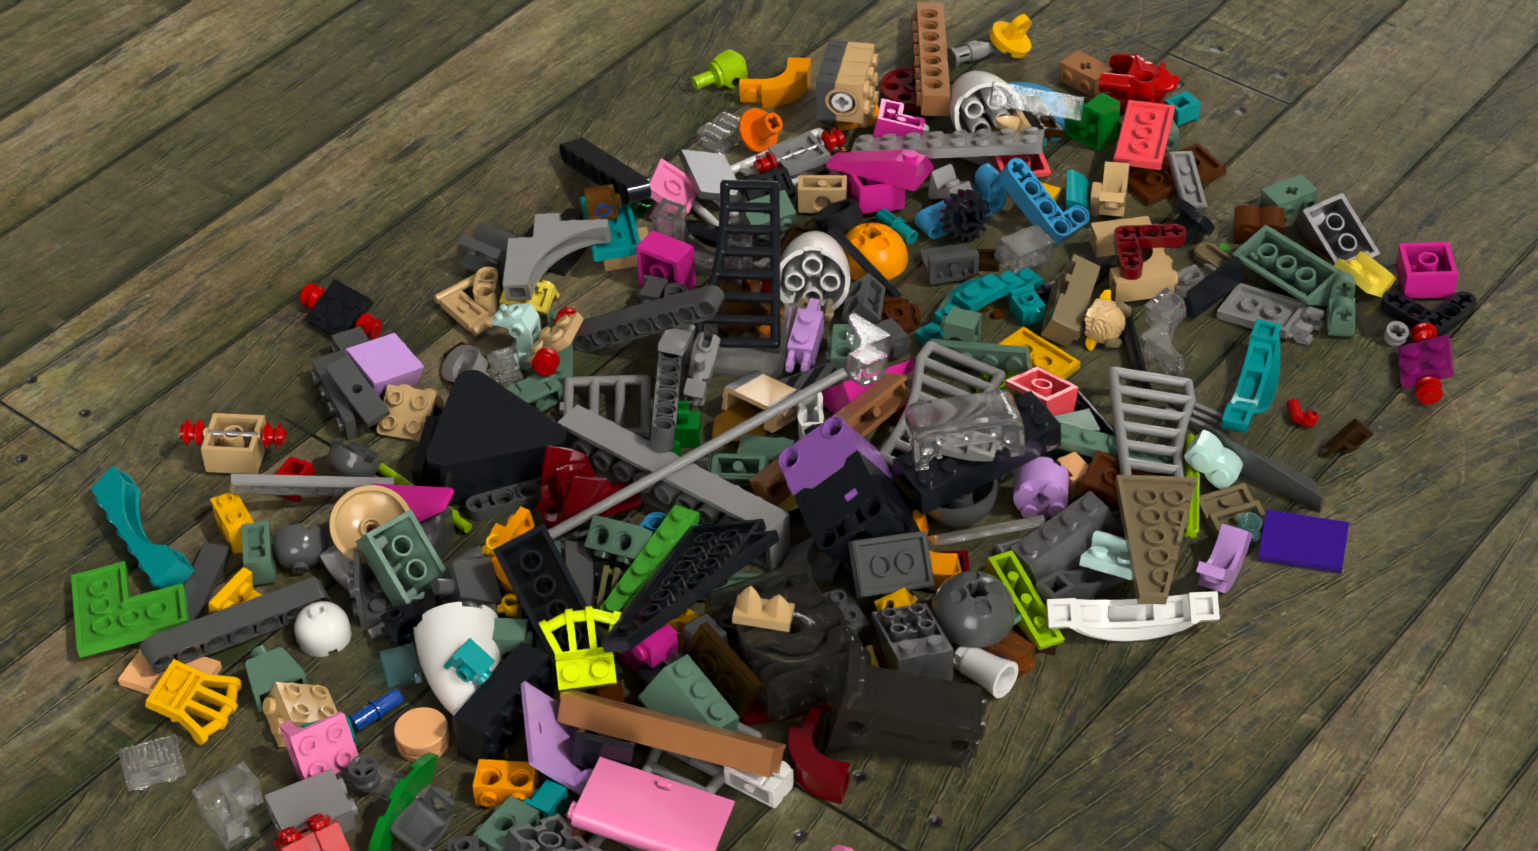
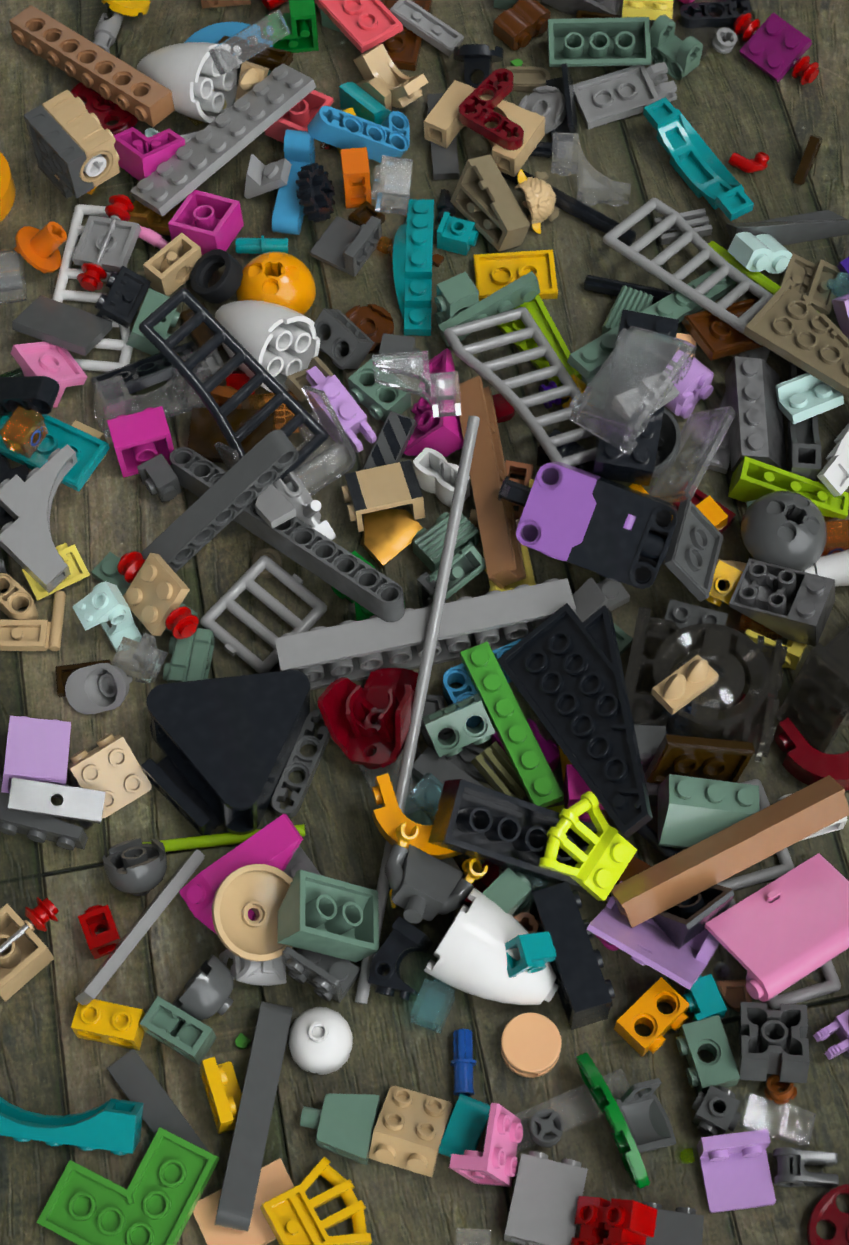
camera: 50 degrees left, 20 degrees up
(863, 261) = (293, 301): black bar -> none
(894, 167) = (214, 197): dark pink wedge -> none
(1001, 219) = (356, 176): none -> orange brick
(1054, 392) = (578, 299): coral slope -> none

